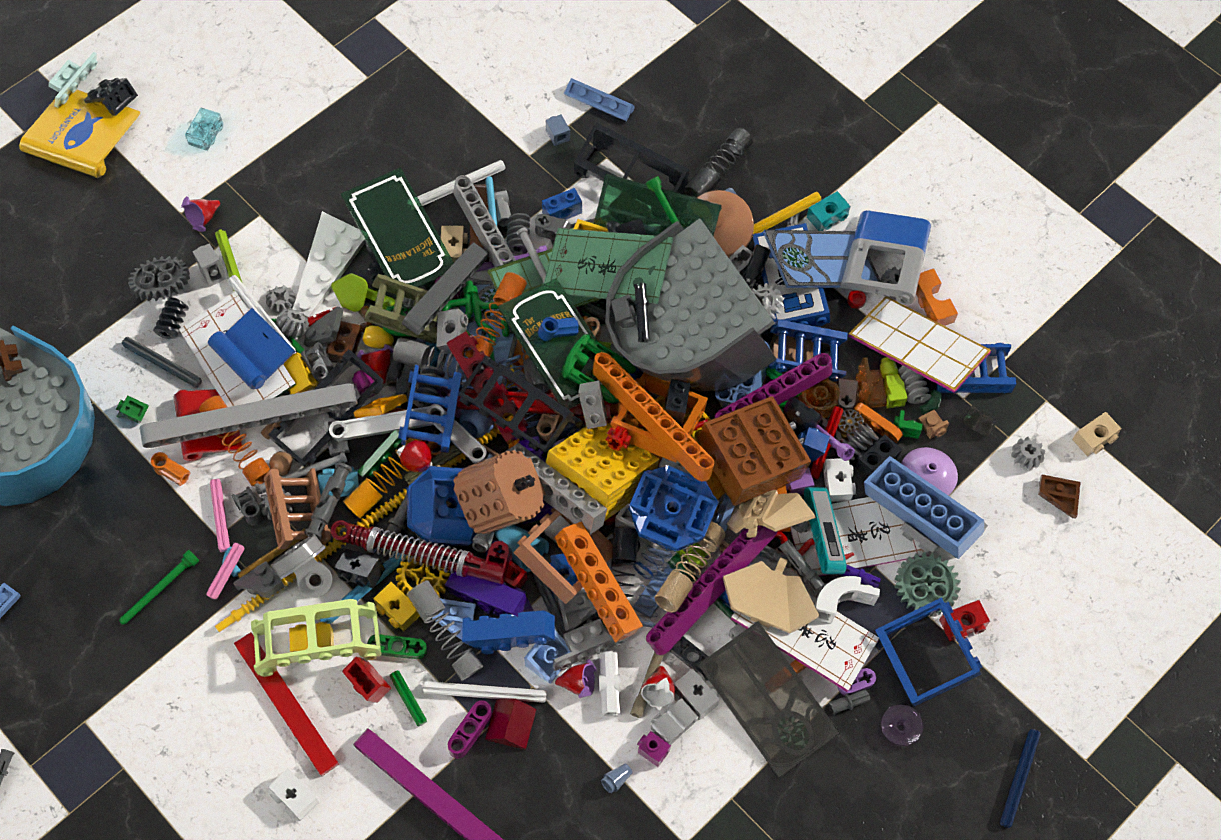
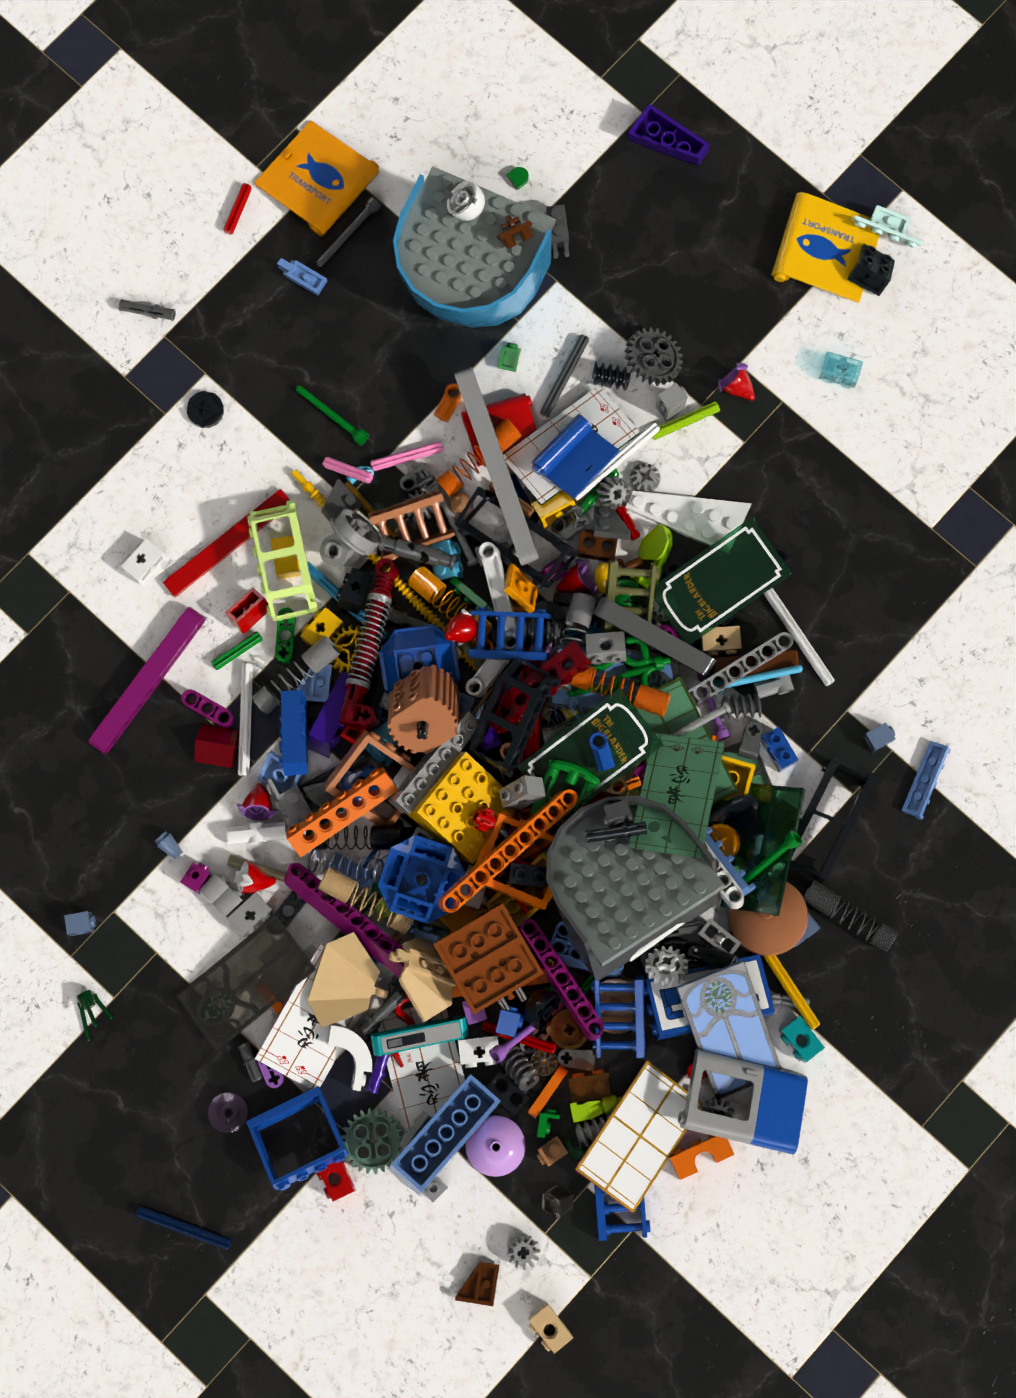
camera: 90 degrees right, 15 degrees up
(127, 722) = (205, 409): none -> black tile

